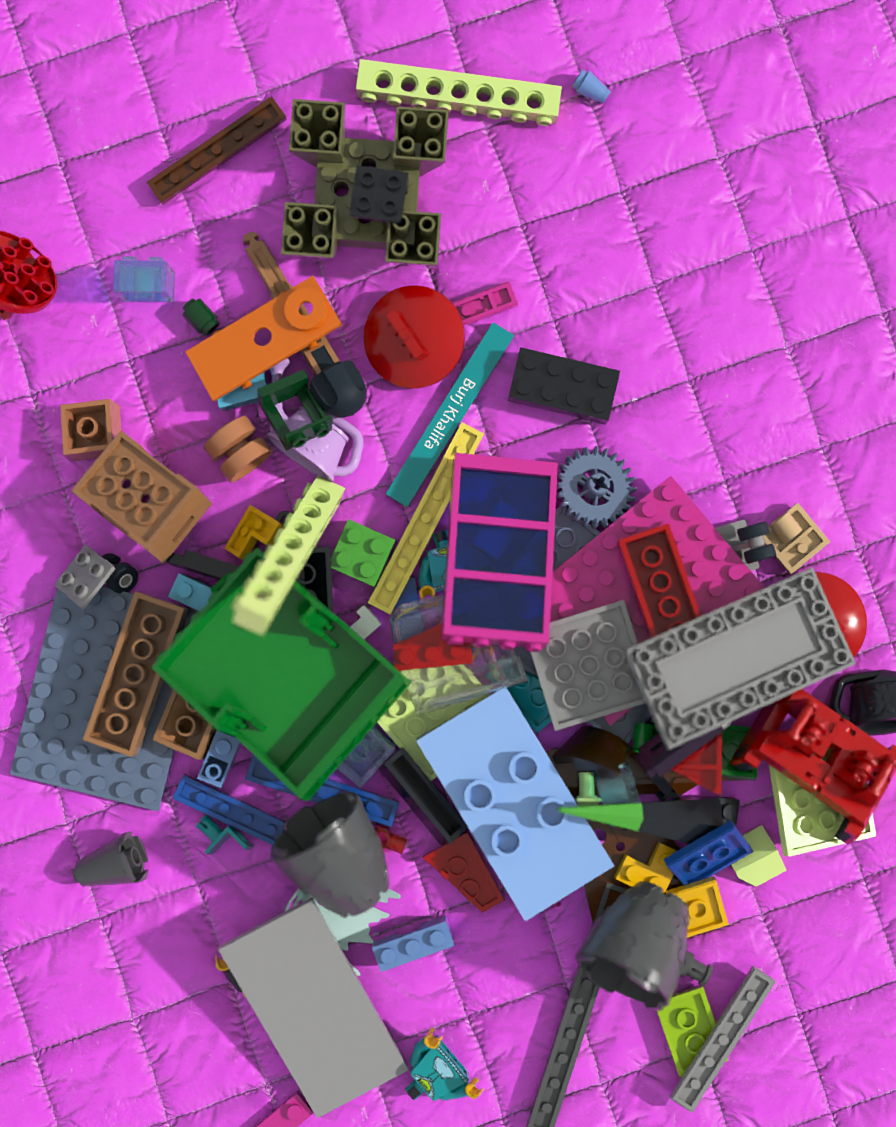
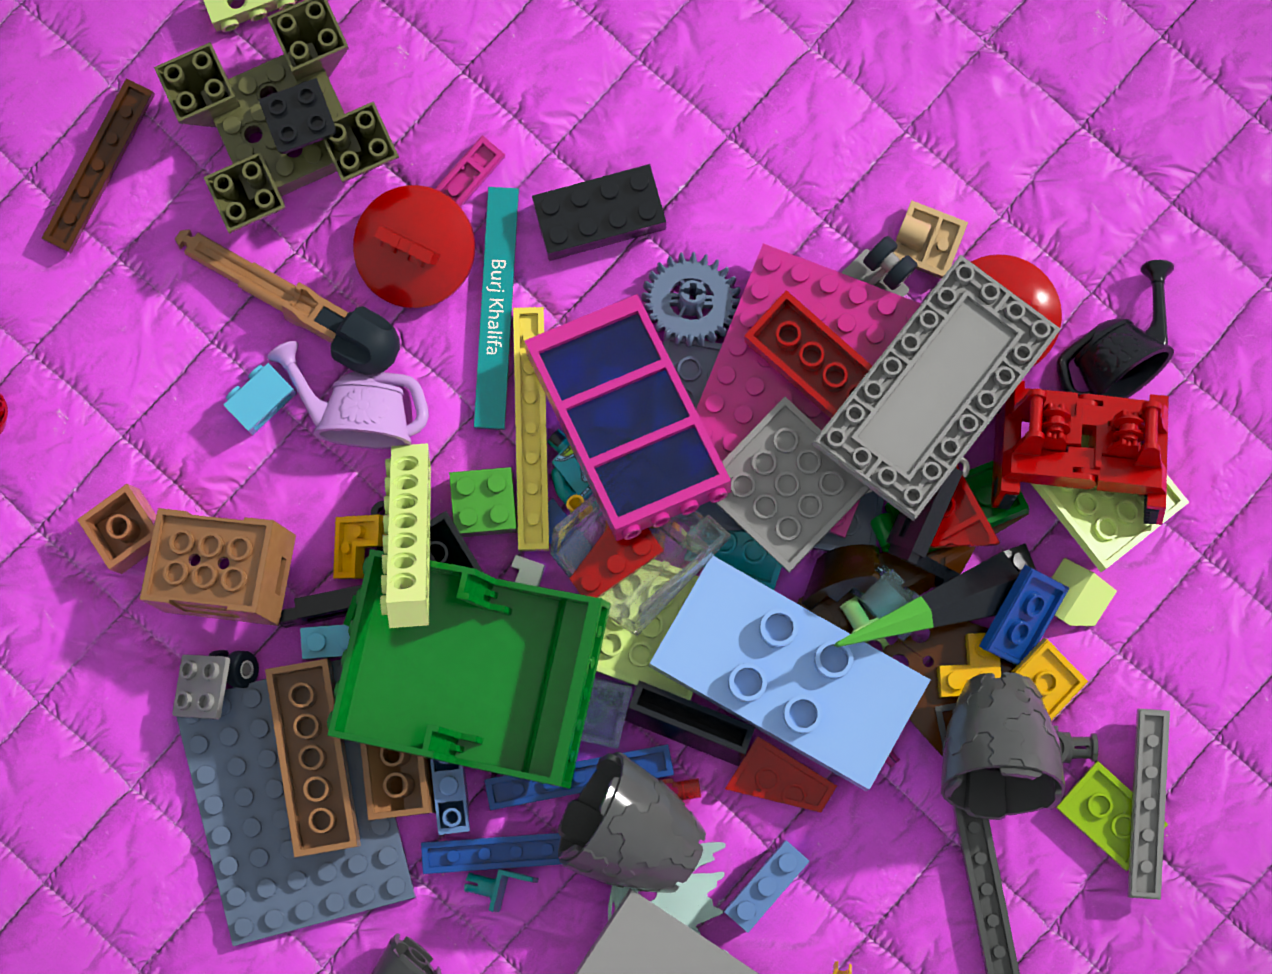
camera: 30 degrees left, 5 degrees down
(144, 280) = (95, 340): clear light blue brick -> none
(200, 316) = (175, 348): dark green brick -> none
(233, 357) = (232, 367): orange piece -> none
(233, 443) = (283, 460): nougat wheel -> none
(284, 389) = (307, 374): dark green panel -> none

